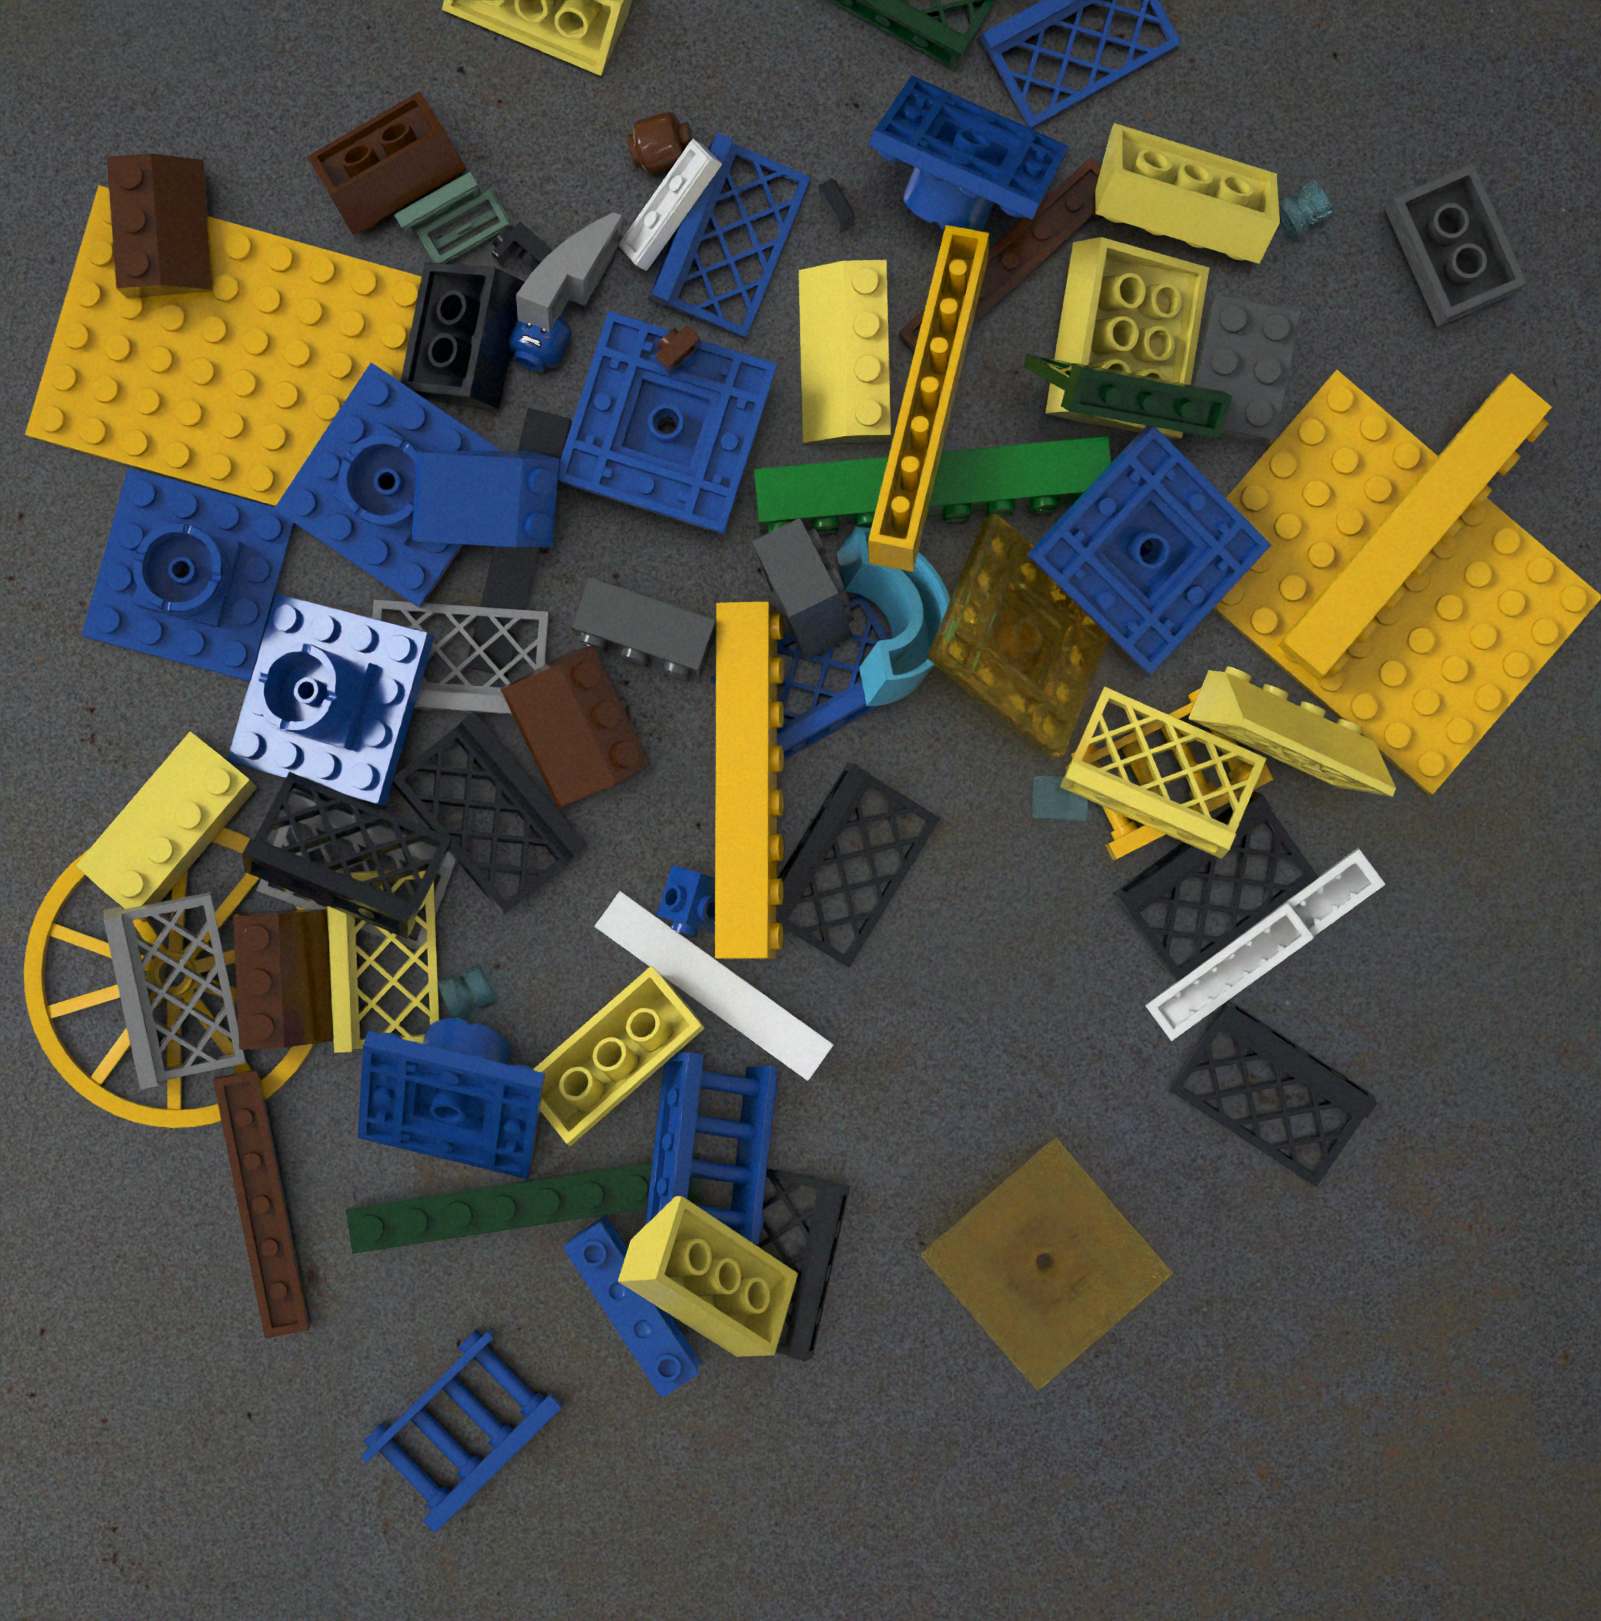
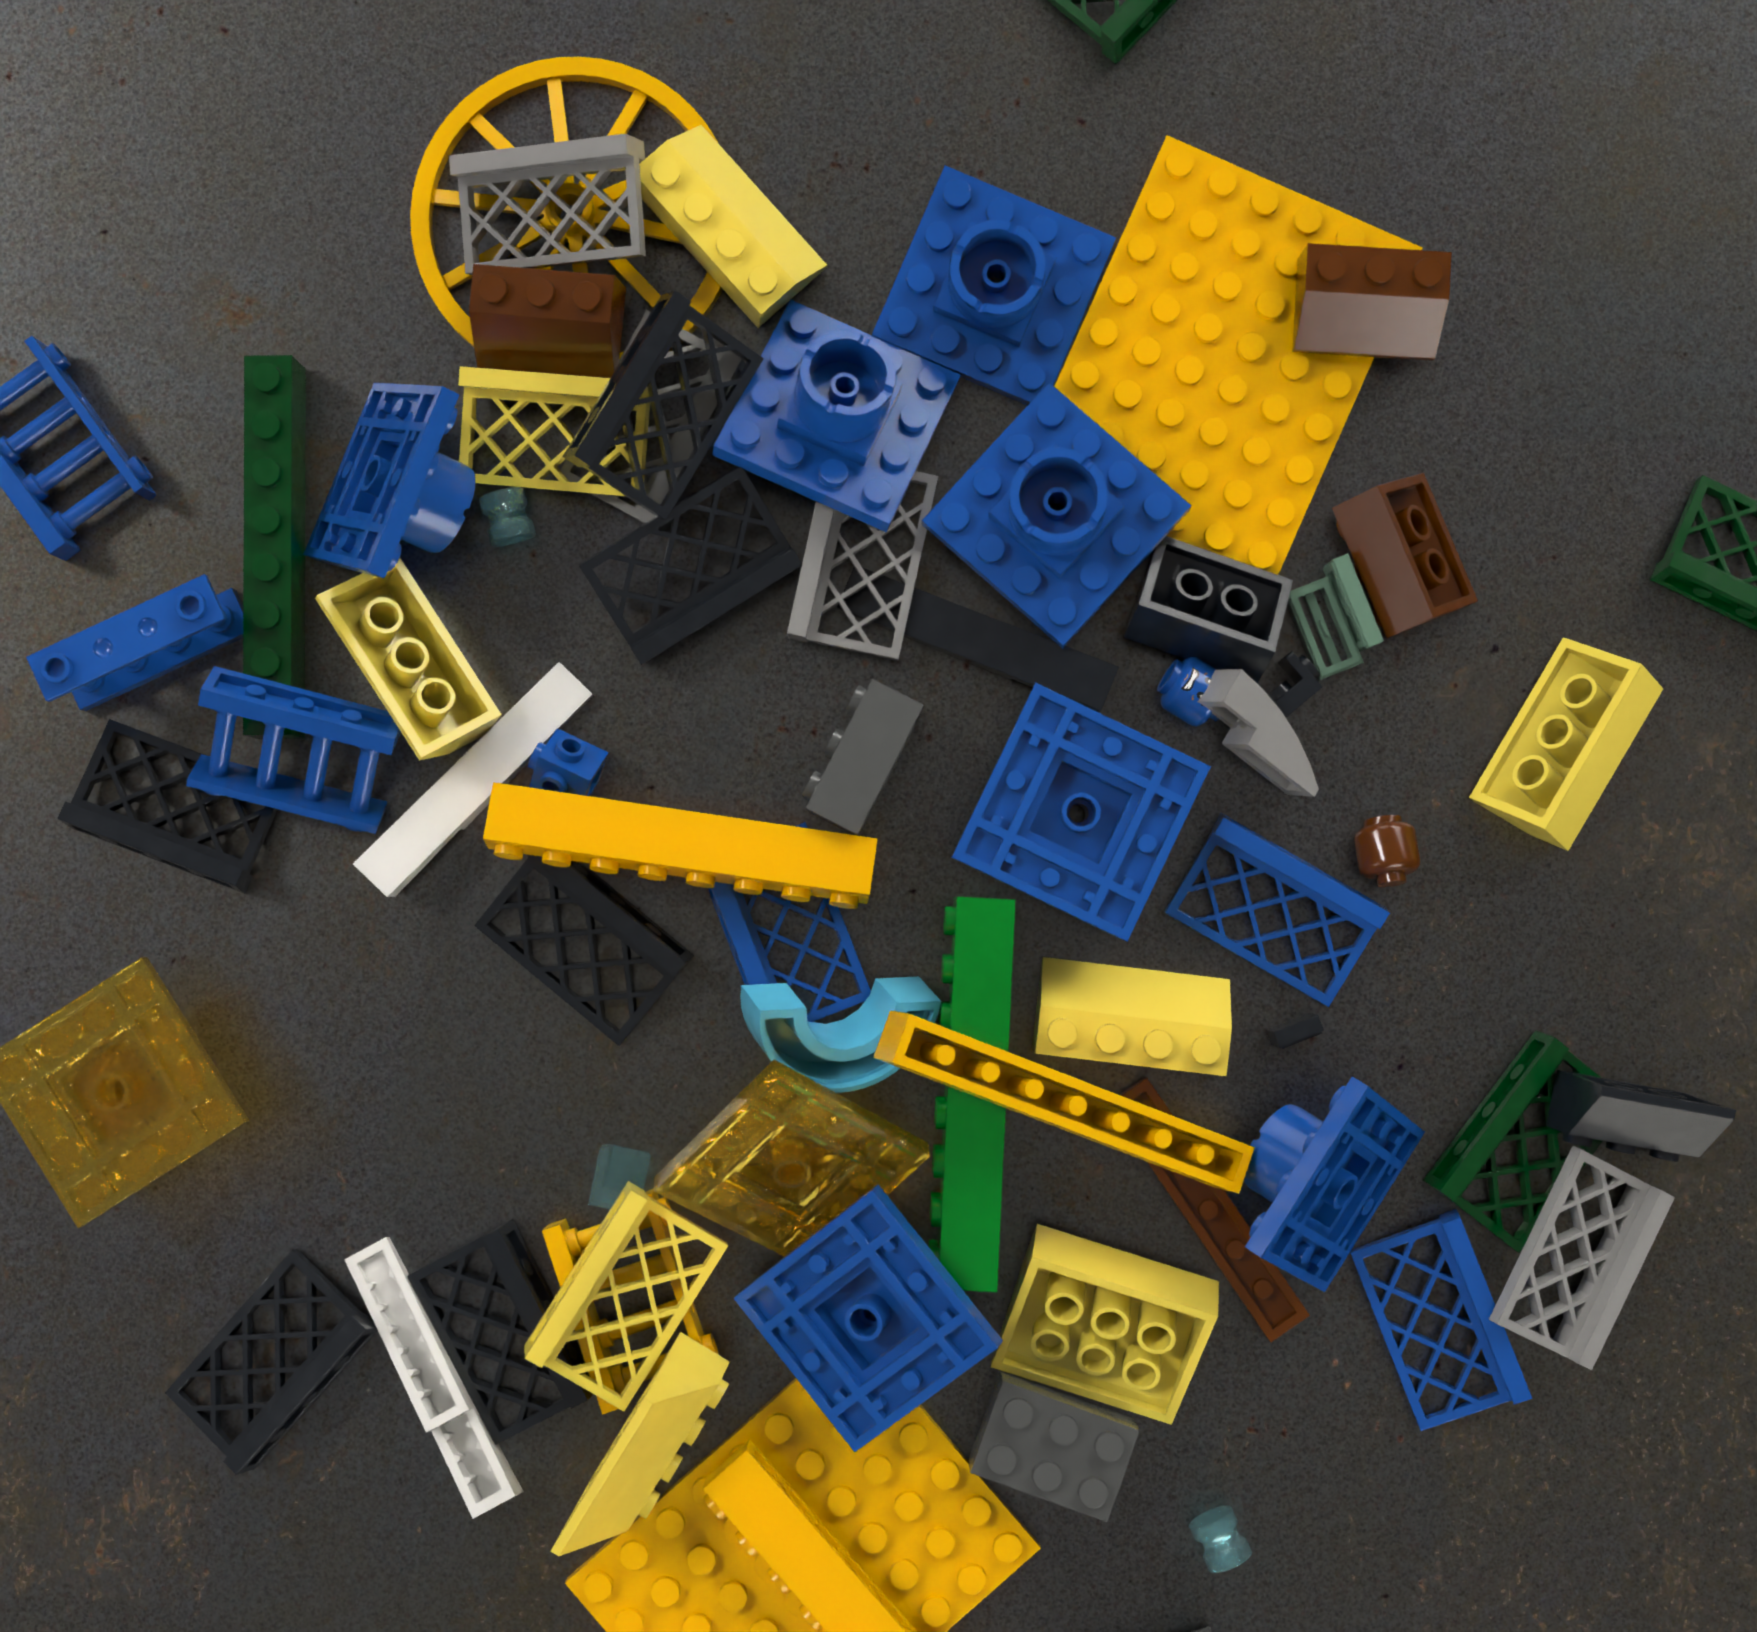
camera: 95 degrees right, 0 degrees up
(261, 1203) = (317, 271): reddish brown plate -> none
(485, 498) = (1024, 604): blue slope -> none
(575, 726) = (769, 669): reddish brown slope -> none
(669, 204) = (1319, 850): white tile -> none
(676, 348) = (1158, 834): reddish brown plate -> none
(710, 1279) = (148, 728): light yellow slope -> none
(805, 587) = (880, 937): dark grey brick -> none
(1135, 397) = (1034, 1328): dark green fence -> none
(1187, 194) = (1253, 1415): light yellow slope -> none

